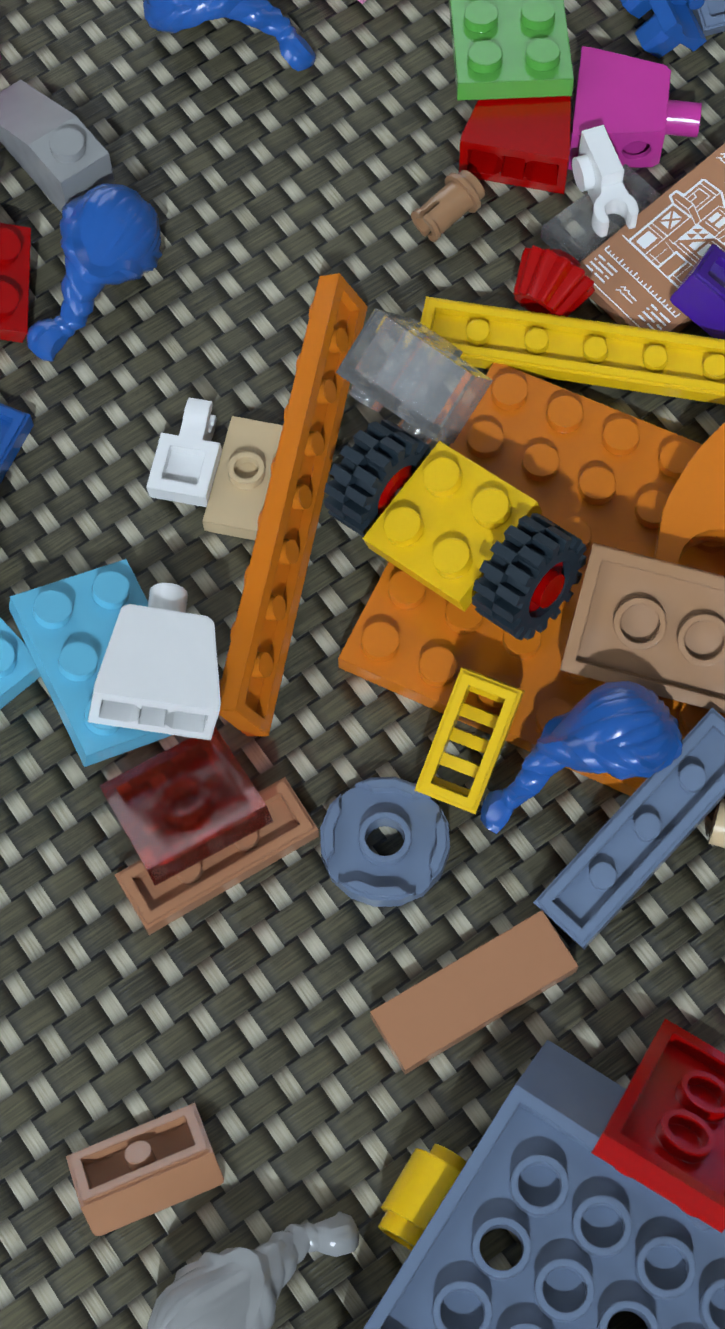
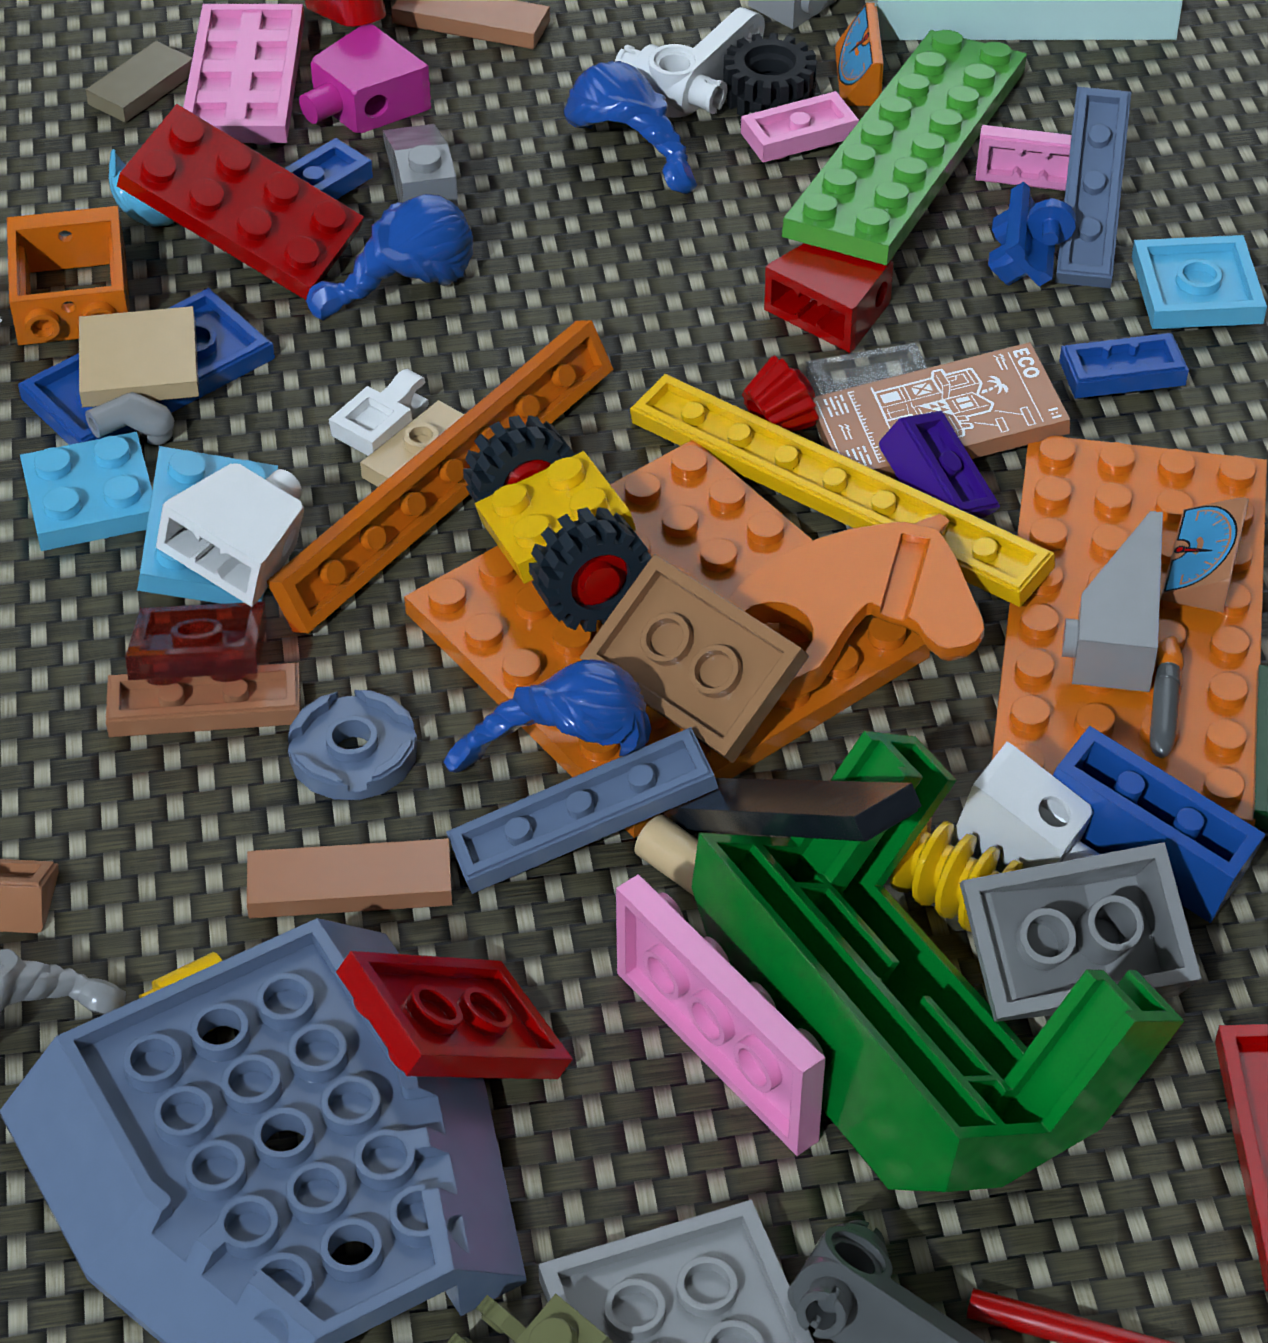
camera: 25 degrees right, 20 degrees down
(413, 375) = (595, 400): clear brick -> none
(449, 204) = (734, 319): medium nougat pin -> none
(487, 687) = (471, 654): yellow slope -> none
(601, 174) = (871, 335): white plate -> none
(632, 105) = (935, 302): dark pink torso -> none

